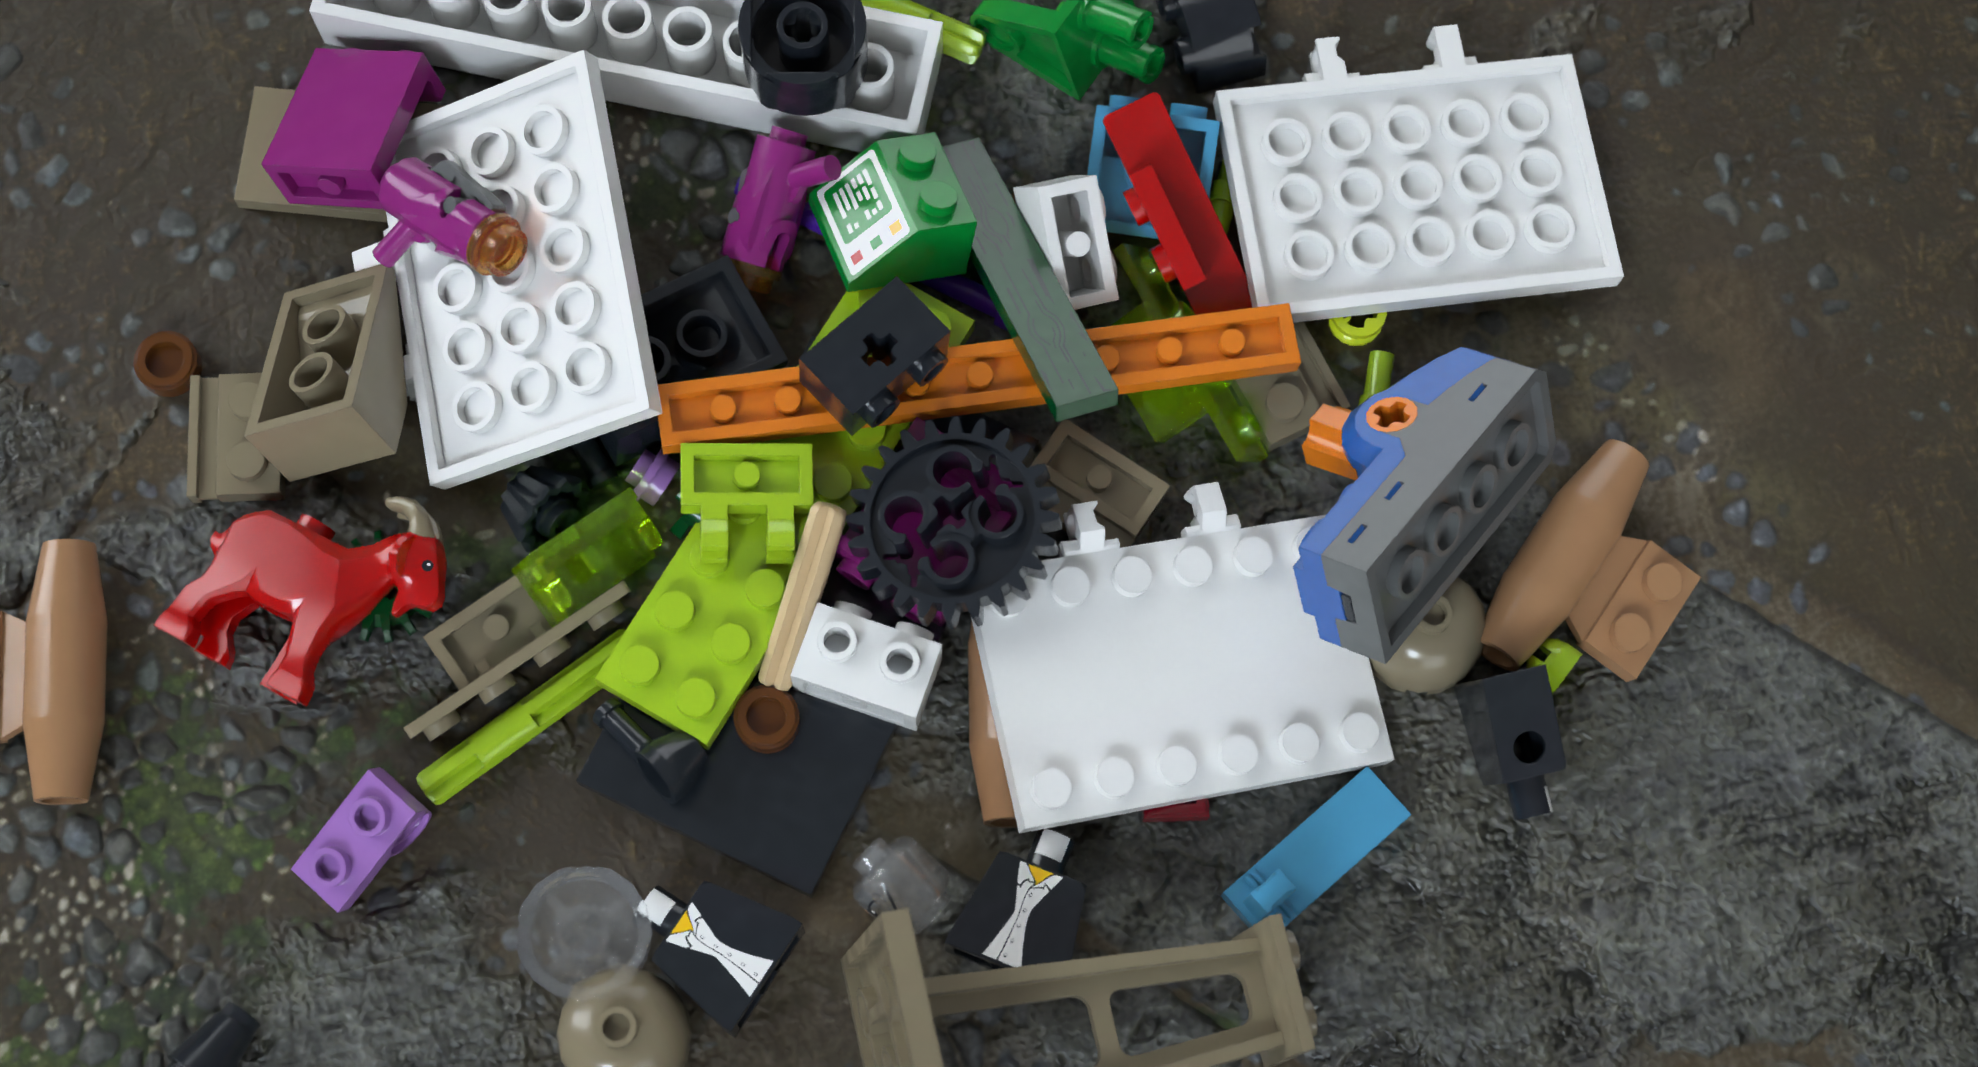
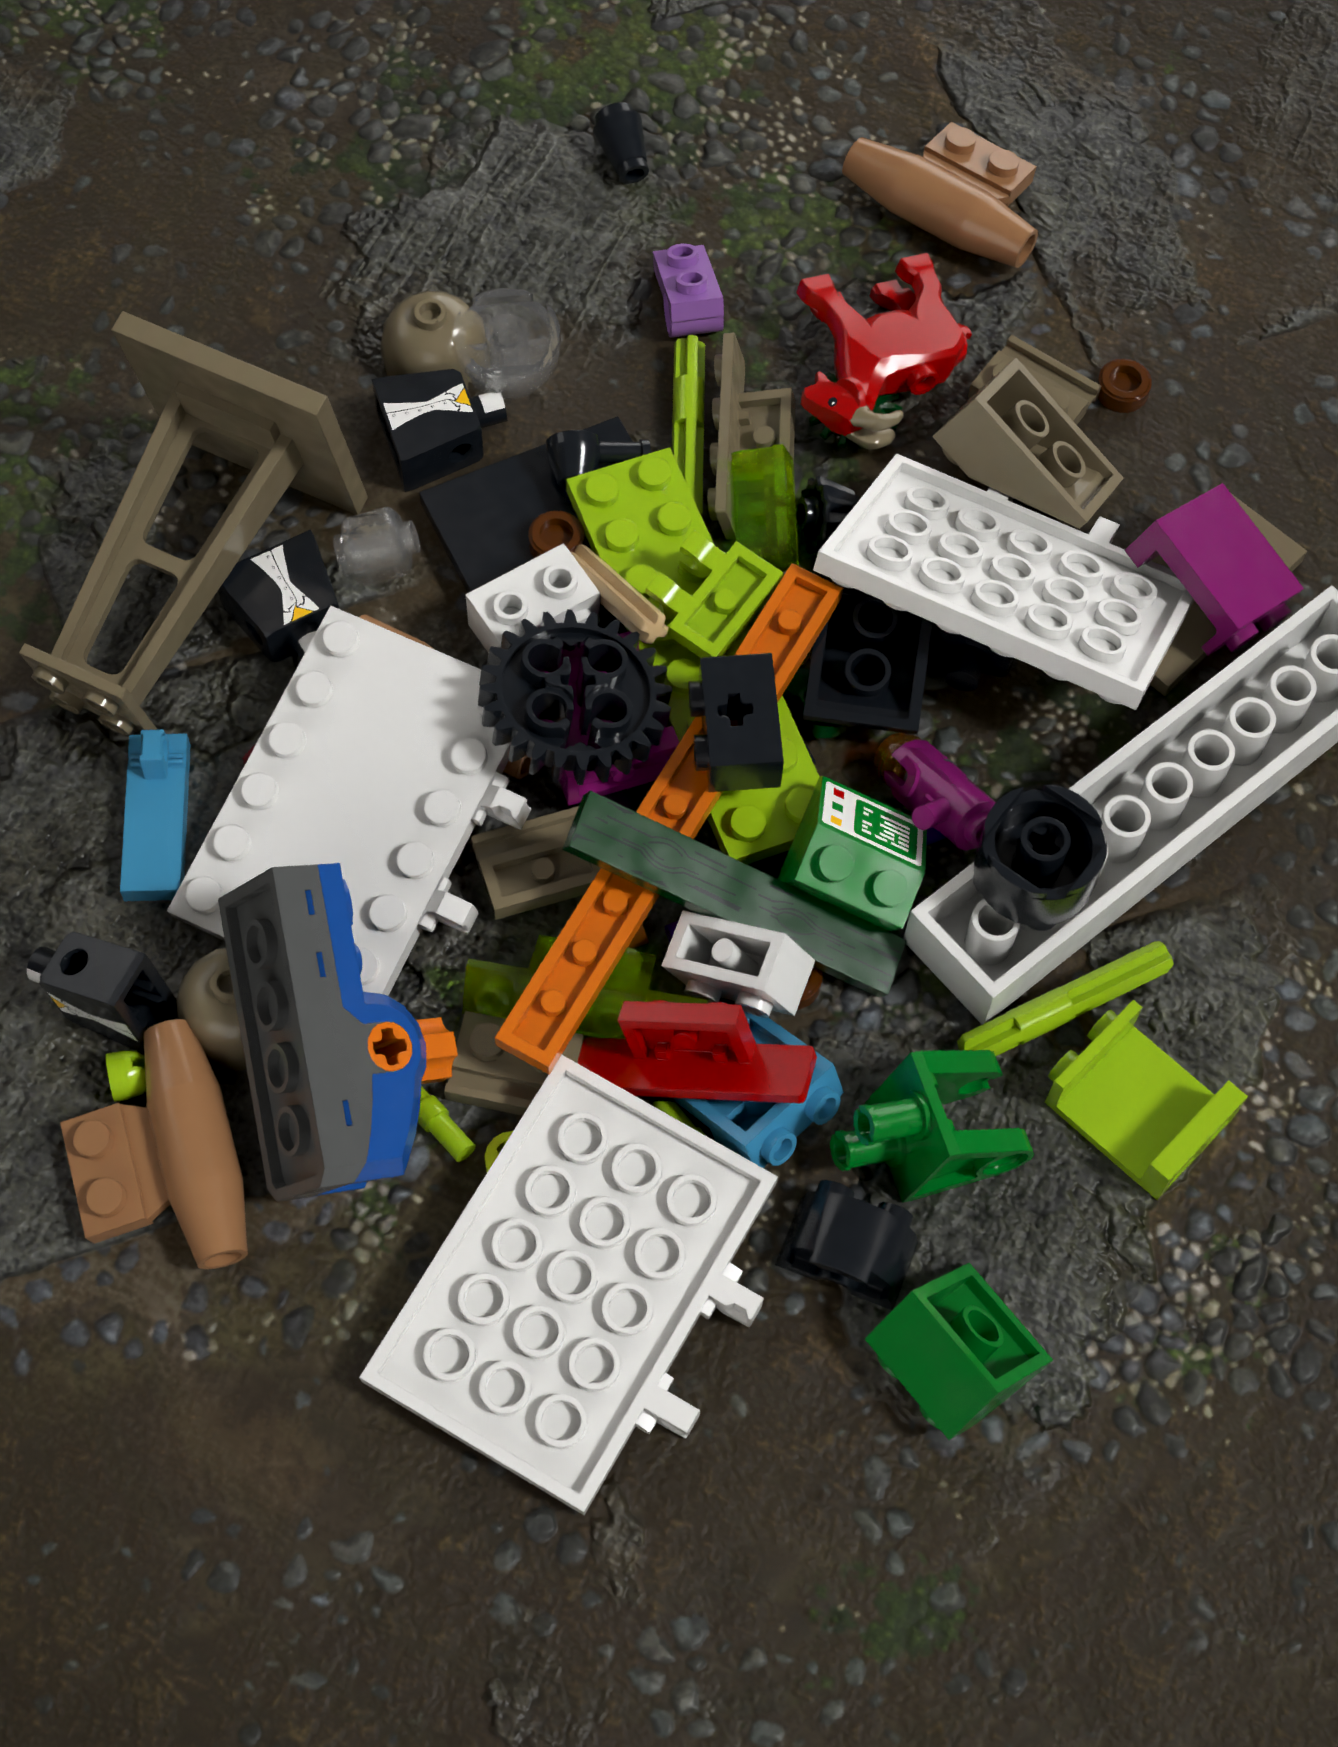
camera: 130 degrees right, 10 degrees down
(451, 211) = (1077, 547): magenta piece -> none

